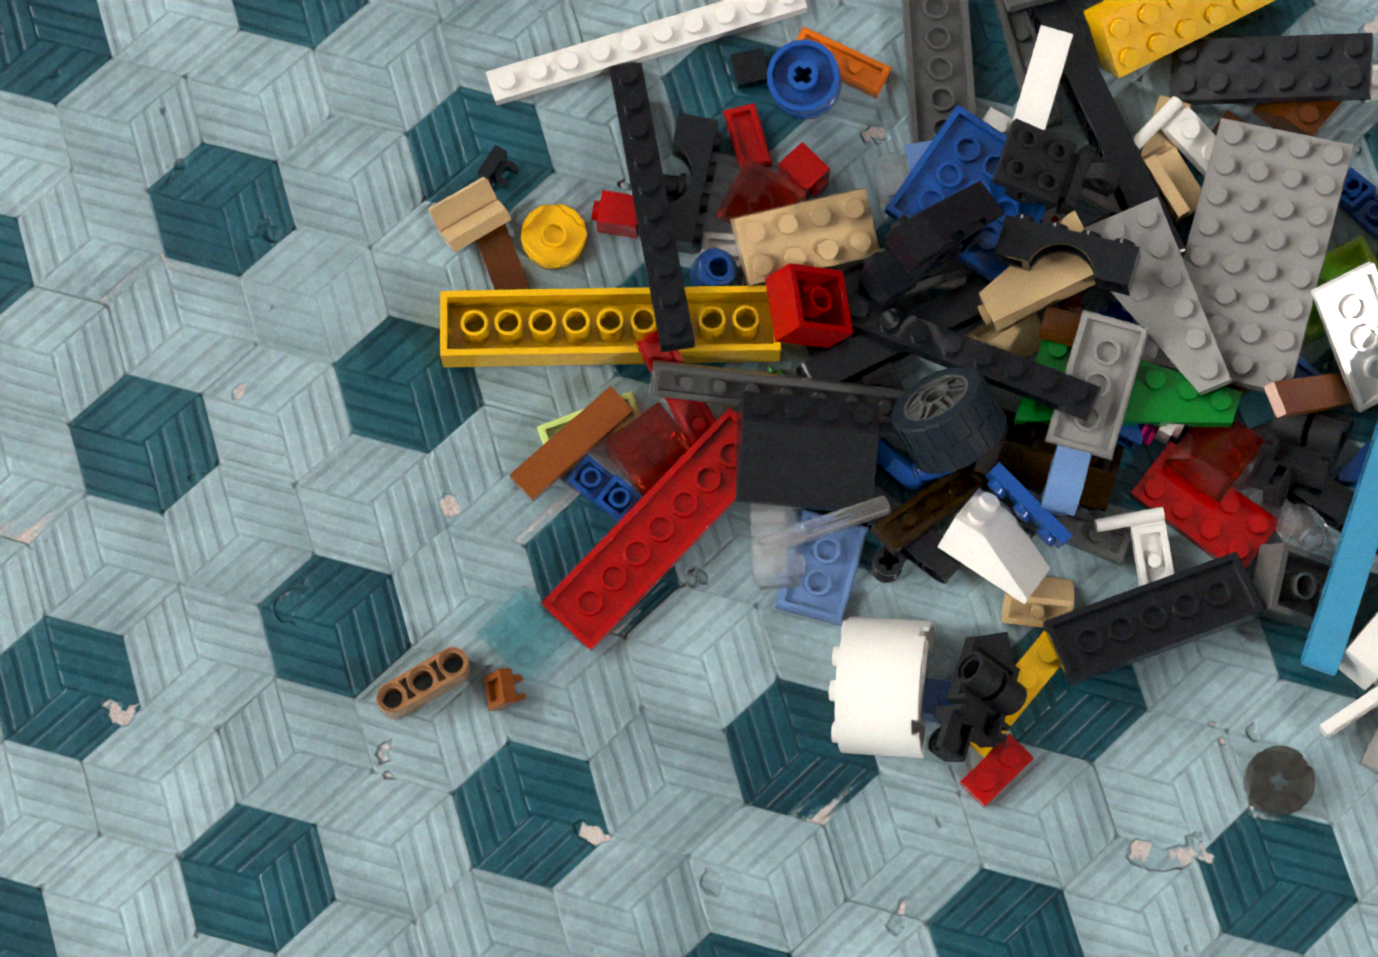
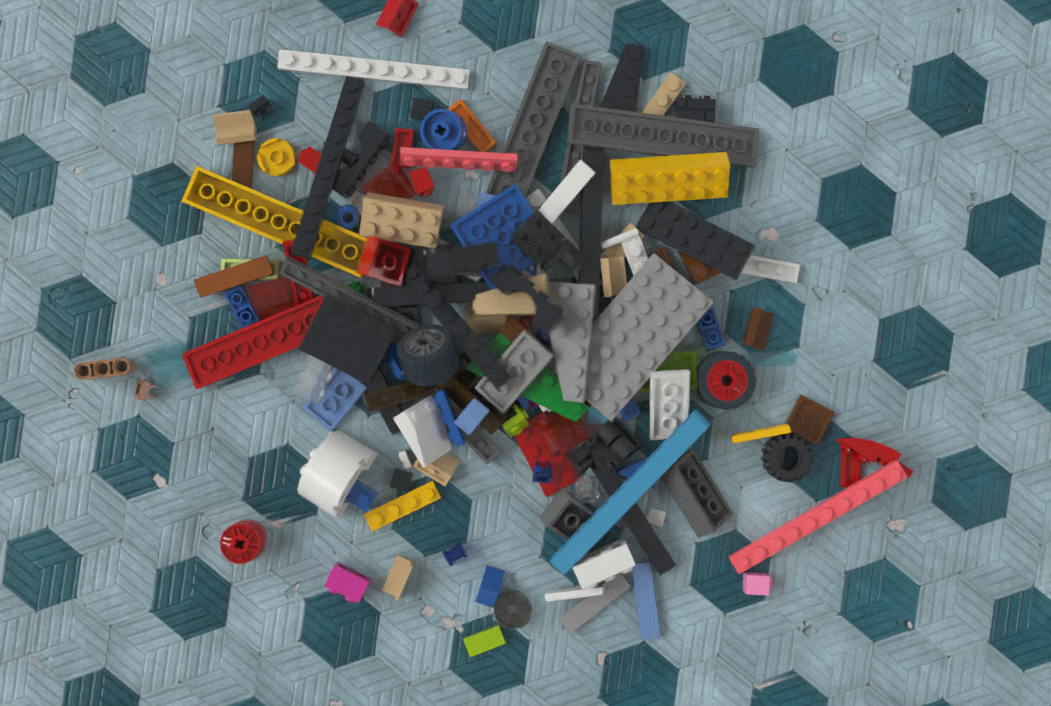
camera: 30 degrees right, 15 degrees up
(789, 880) = (255, 541): none -> red wheel
(824, 525) = (338, 382): clear axle -> none
(849, 108) = (458, 159): none -> coral plate
(879, 570) = (363, 415): black bush -> none
(981, 698) = (375, 507): black plate -> none
(984, 614) = (404, 456): none -> white tile
(986, 857) = (347, 582): none -> dark pink brick
(996, 770) = (375, 540): red plate -> none
(1065, 811) = (398, 576): none -> tan panel
(1138, 472) = (516, 424): none -> lime bracket
(1139, 731) = (455, 554): none -> clear blue bush
(1148, 541) = (503, 470): white plate -> none
(1153, 618) = (486, 503): black plate -> none
(1219, 532) = (541, 474): none -> clear blue tile
(1223, 762) = (490, 586): none -> blue slope
(1257, 855) = (484, 640): none -> lime tile
(1307, 395) = (621, 425): dark orange tile -> none

